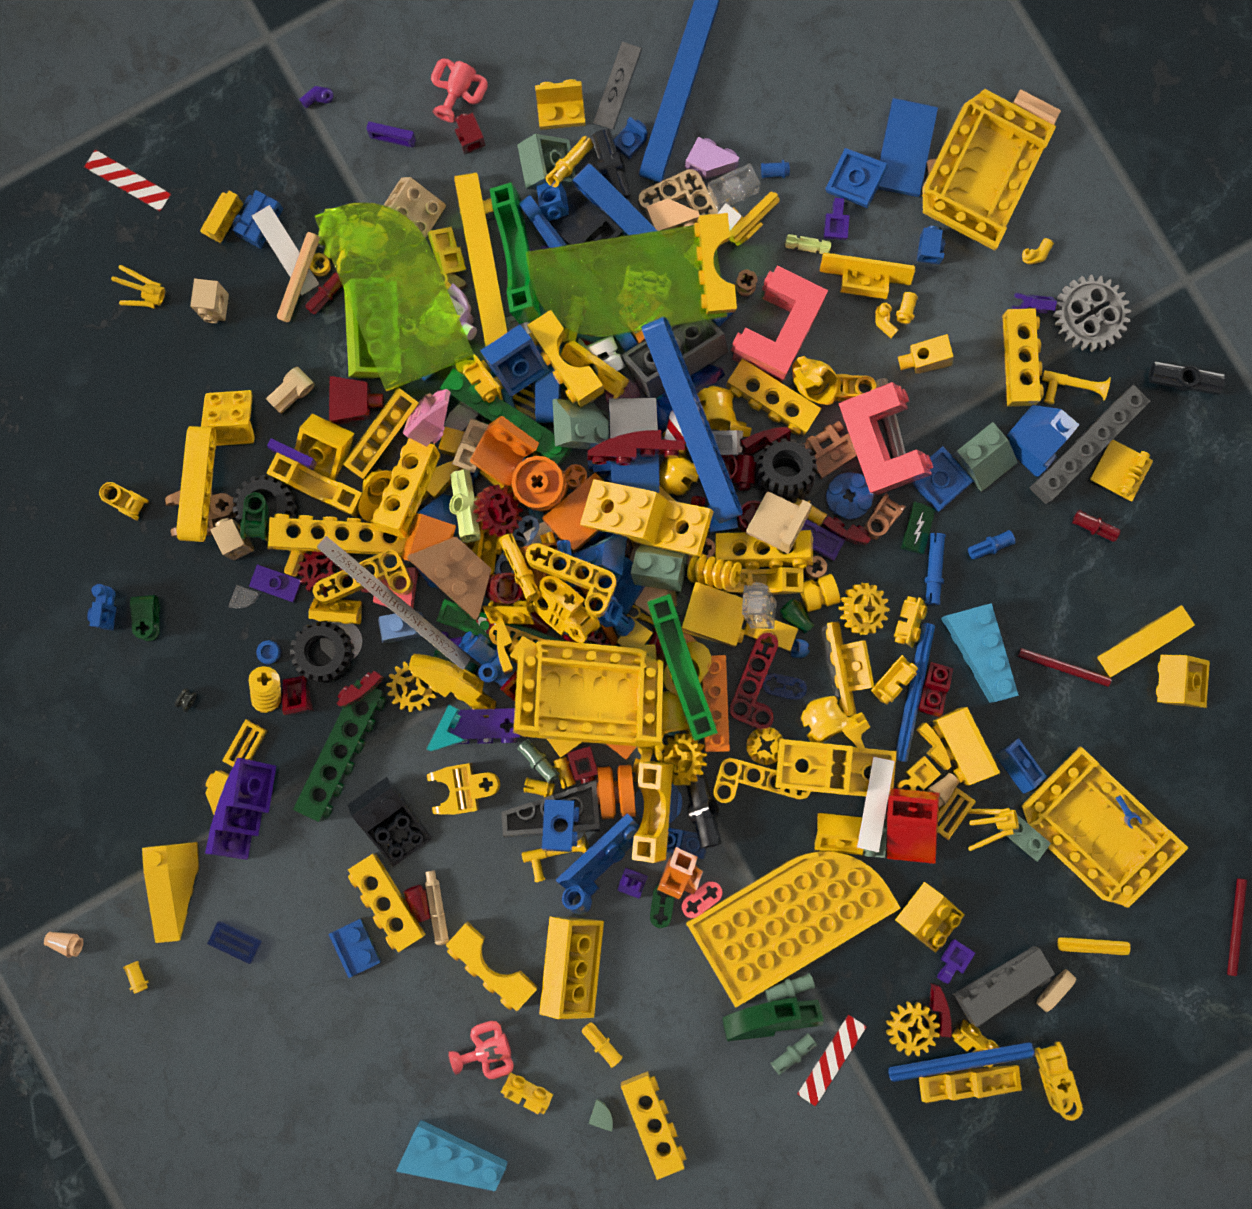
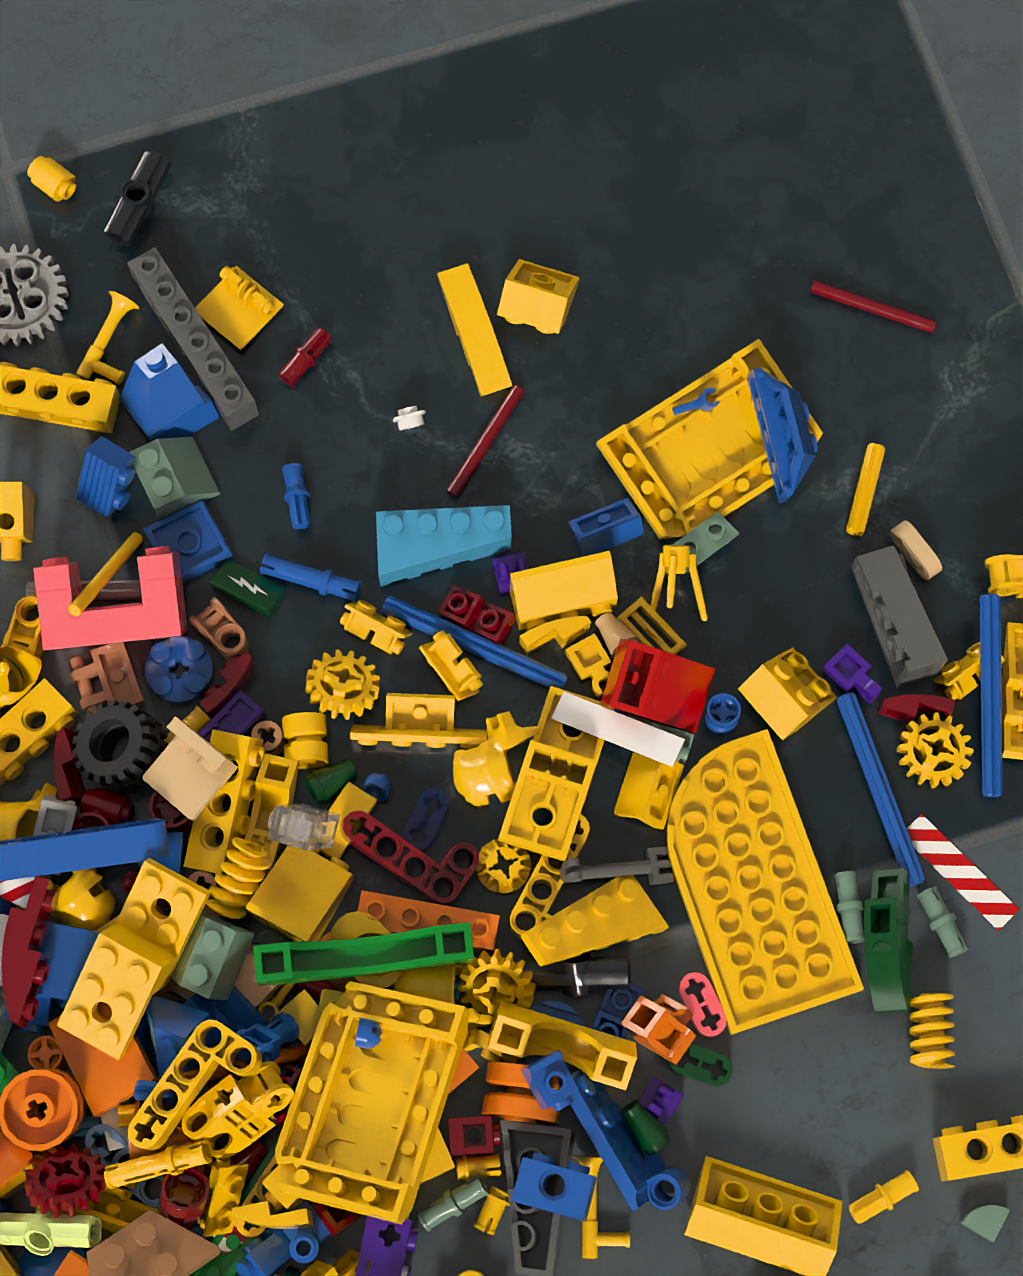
camera: 80 degrees left, 10 degrees down
(612, 877) = (646, 1128): none -> dark green cone
(627, 800) = (538, 1076): none -> blue brick
(630, 682) = (368, 1034): none -> blue hinge
(718, 1058) = (931, 1030): none -> yellow piece
(741, 818) = (600, 919): none -> yellow wing
(770, 794) = (573, 872): none -> dark grey hinge
(878, 994) = (880, 787): none -> blue axle
(902, 430) = (105, 574): none -> yellow bar
(909, 874) = (723, 706): none -> blue wheel
(972, 411) = (105, 477): none -> blue brick
(974, 704) = (506, 565): none -> dark purple tile
(1067, 610) = (409, 418): none -> white plate
(1120, 879) = (783, 431): none -> blue wedge
(1186, 314) = (52, 178): none -> yellow brick

